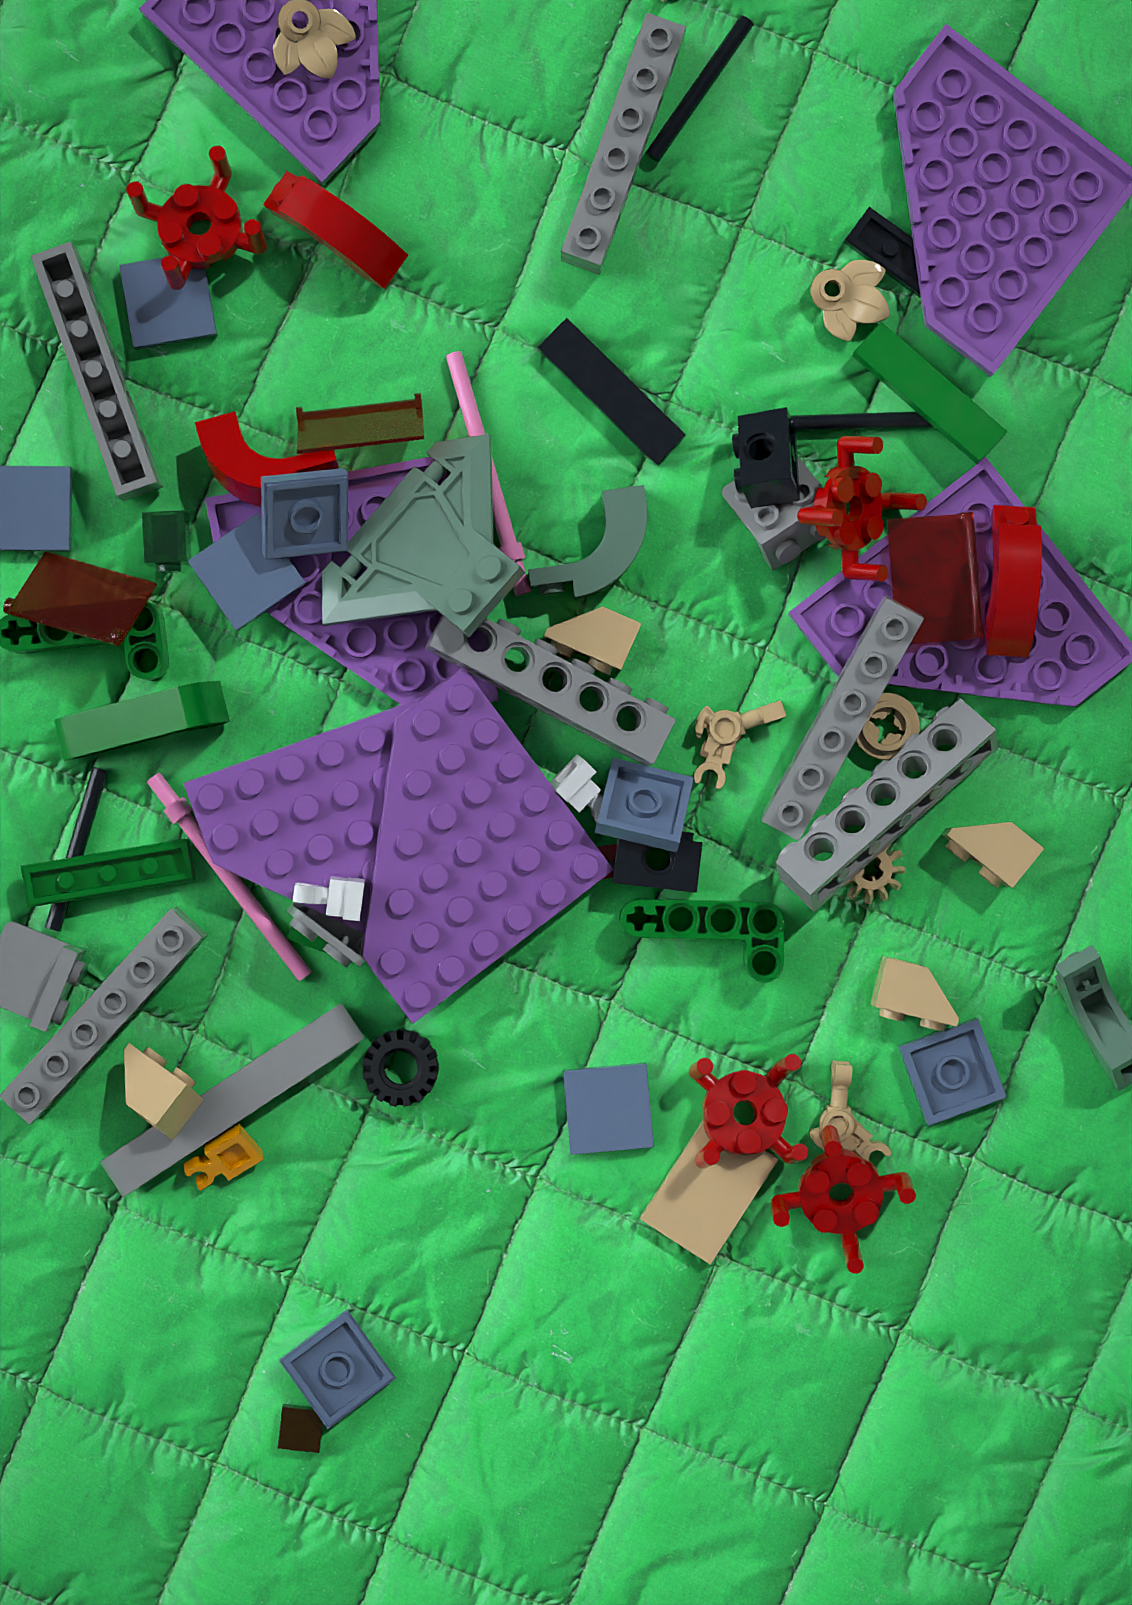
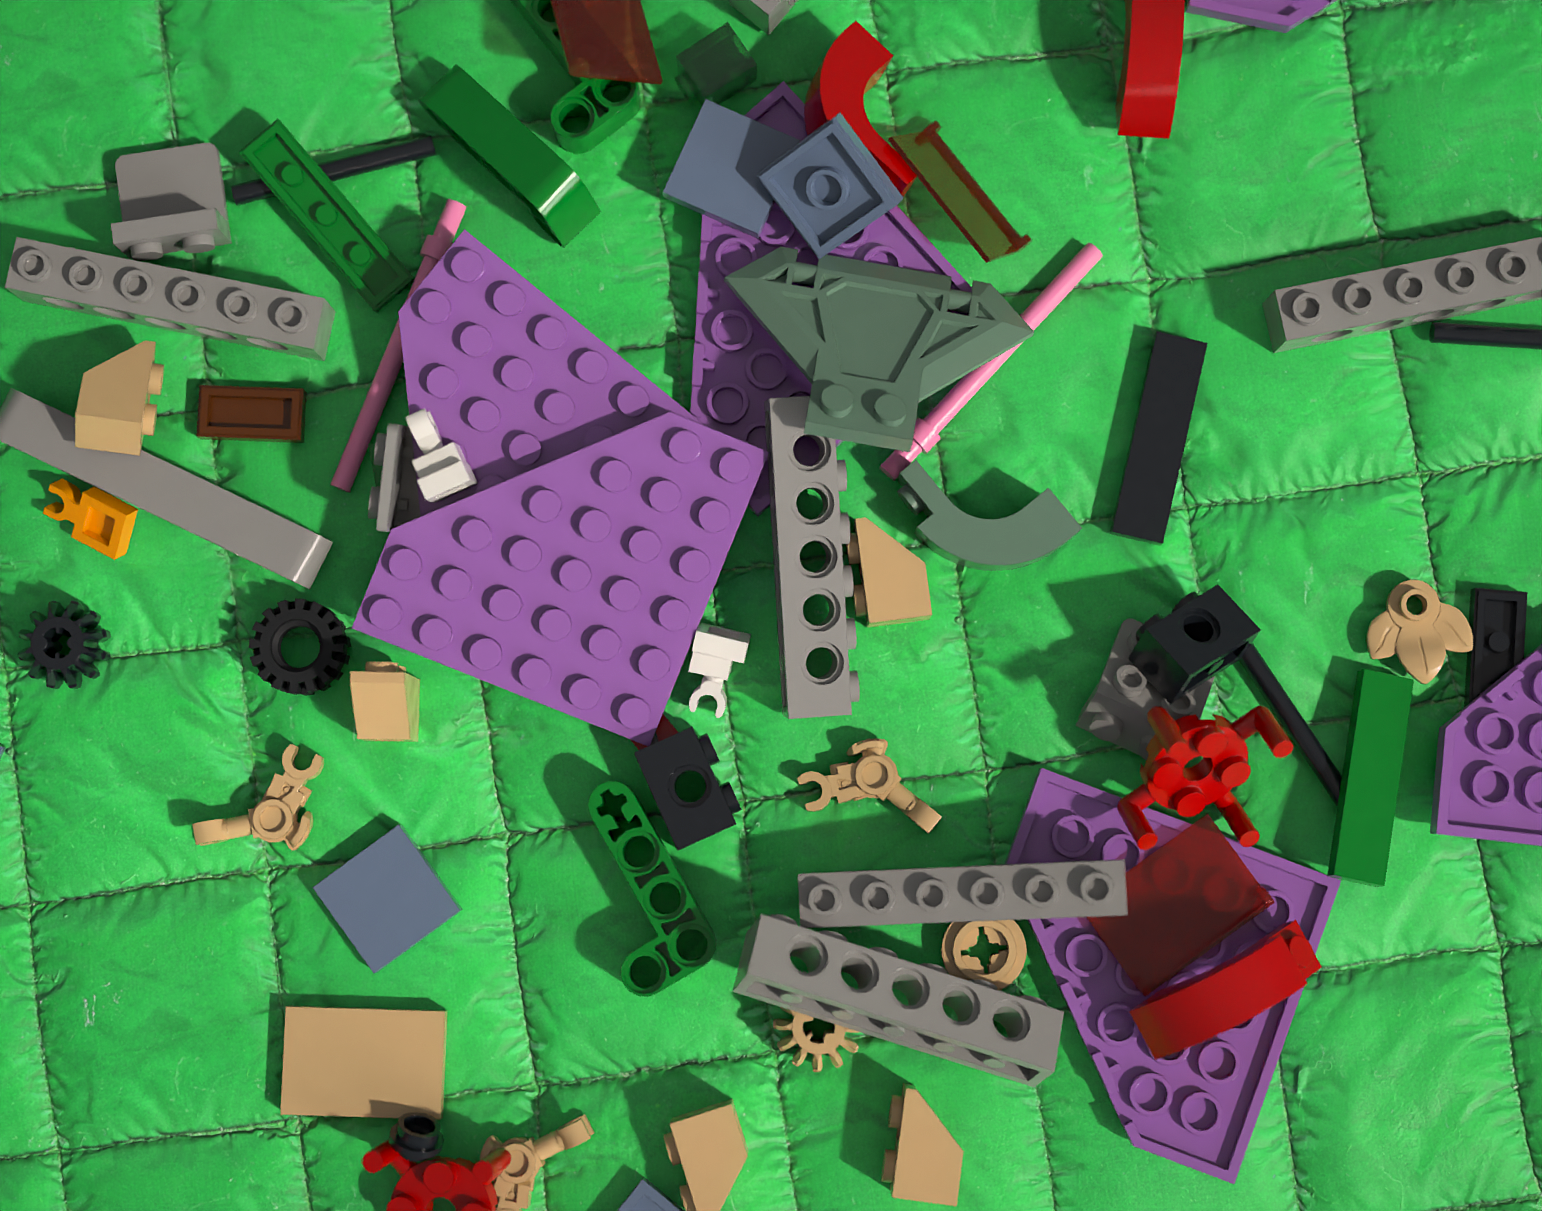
camera: 55 degrees right, 5 degrees down
(216, 1006) = (251, 414): none -> reddish brown tile
(294, 1239) = (82, 642): none -> black gear
(477, 1031) = (385, 703): none -> tan slope
(505, 1150) = (275, 815): none -> tan piece
(644, 805) = (738, 737): sand blue tile -> none
(768, 1108) = (493, 1071): red plate -> none
(781, 1181) = (416, 1136): none -> black plate

